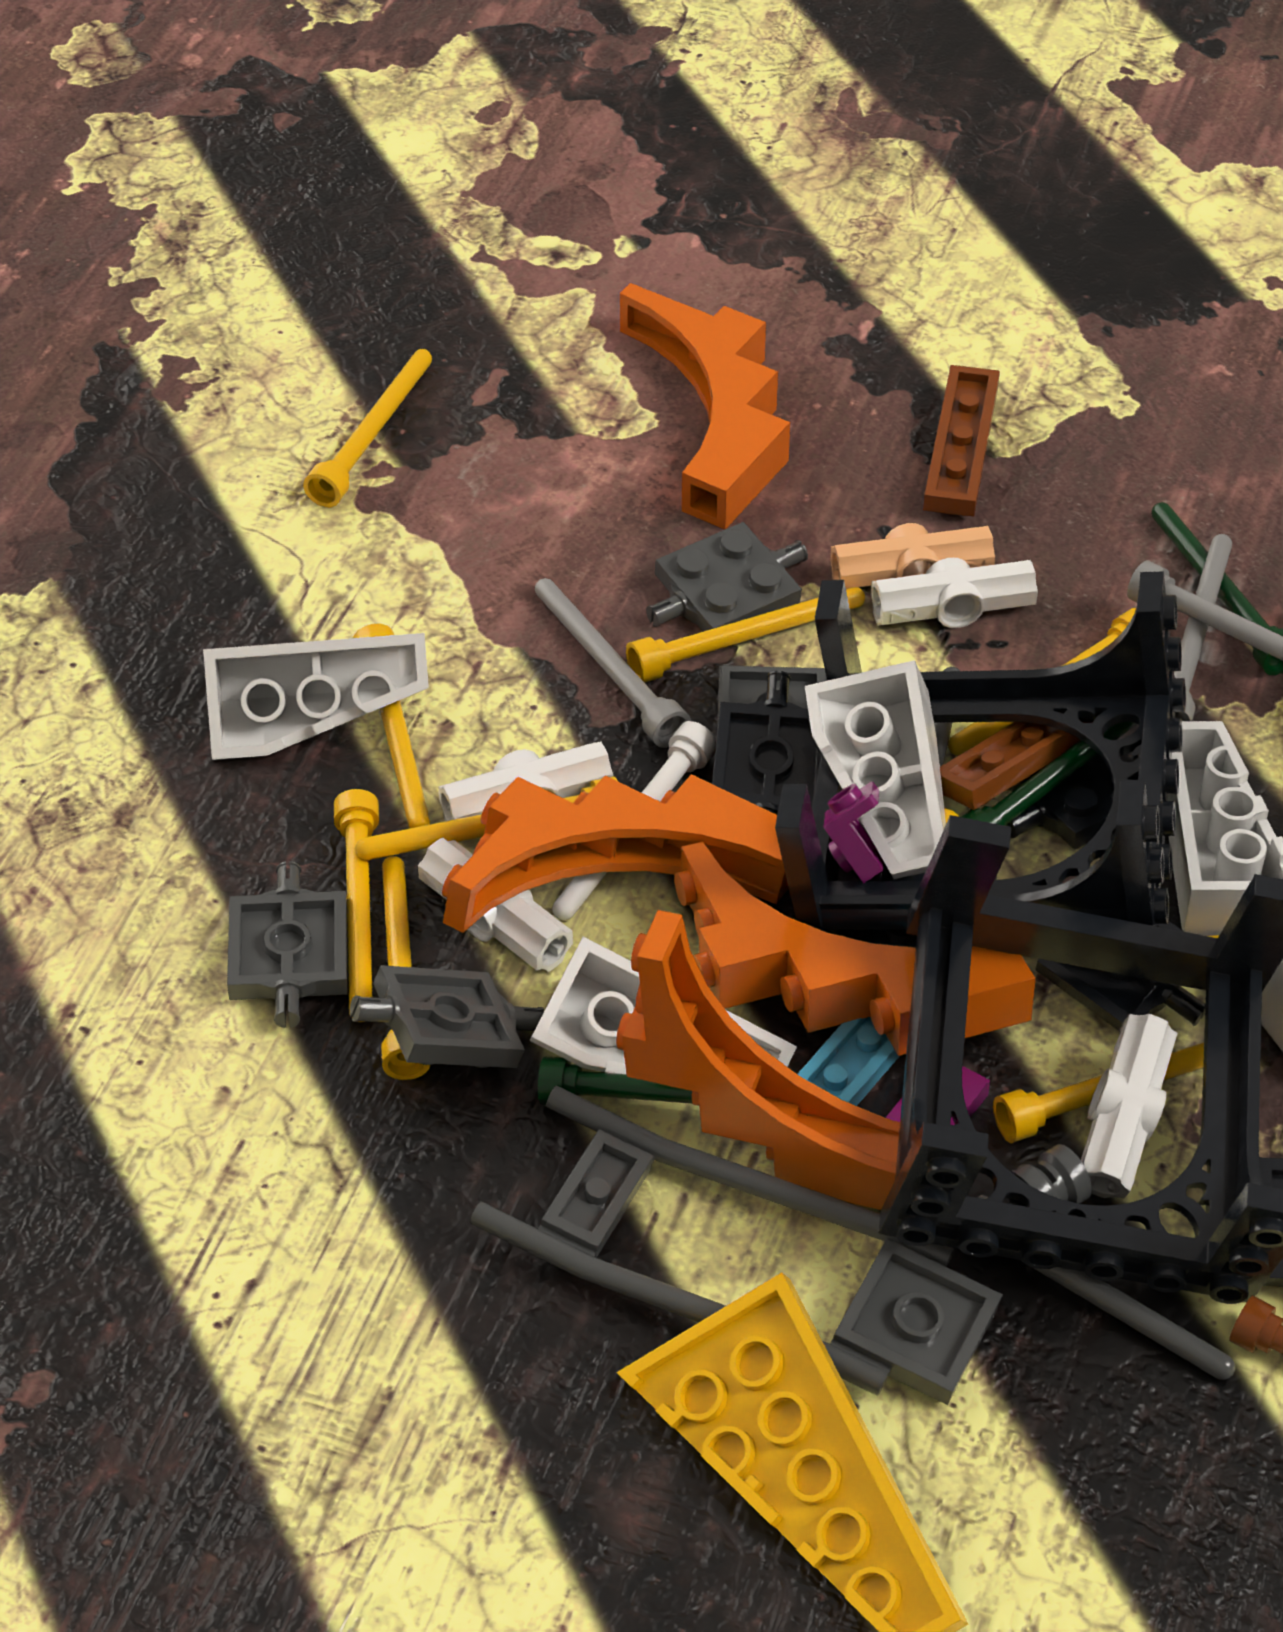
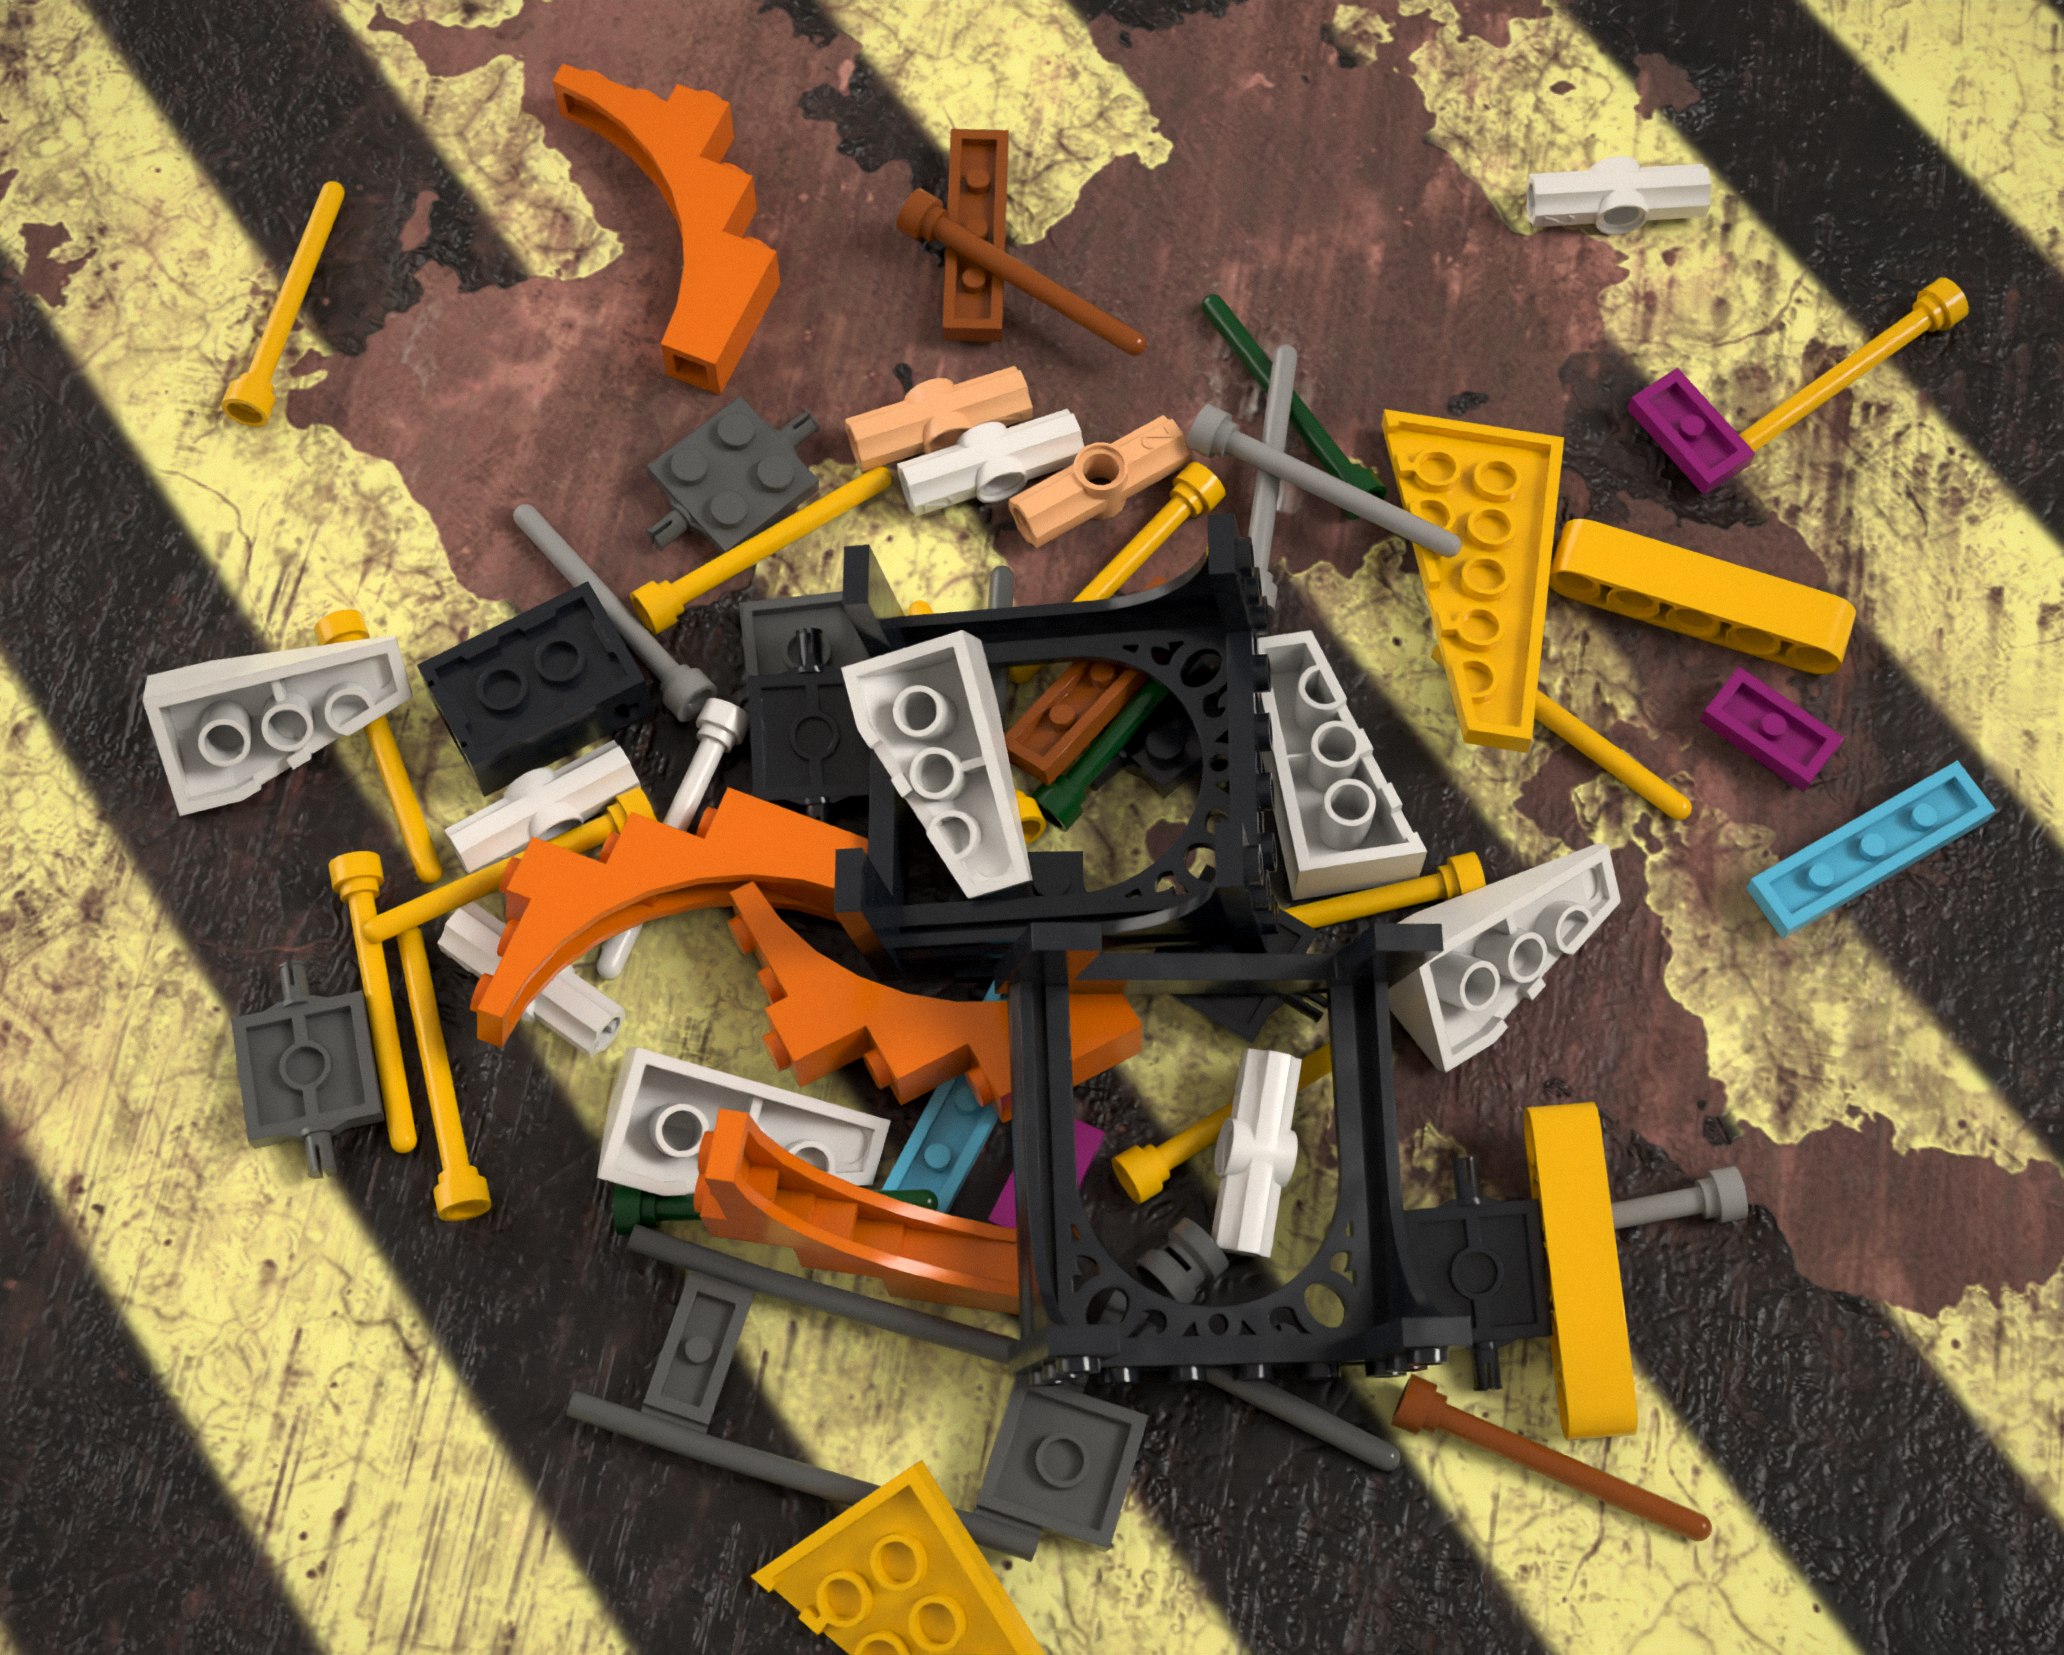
camera: 10 degrees left, 20 degrees up
(447, 1016) = (501, 1153): dark grey plate -> none
(536, 693) = (536, 688): none -> black piece
(851, 842) = (912, 853): magenta bracket -> none
(920, 417) = (925, 218): none -> dark orange piece
(1046, 615) = (1128, 463): none -> light nougat piece

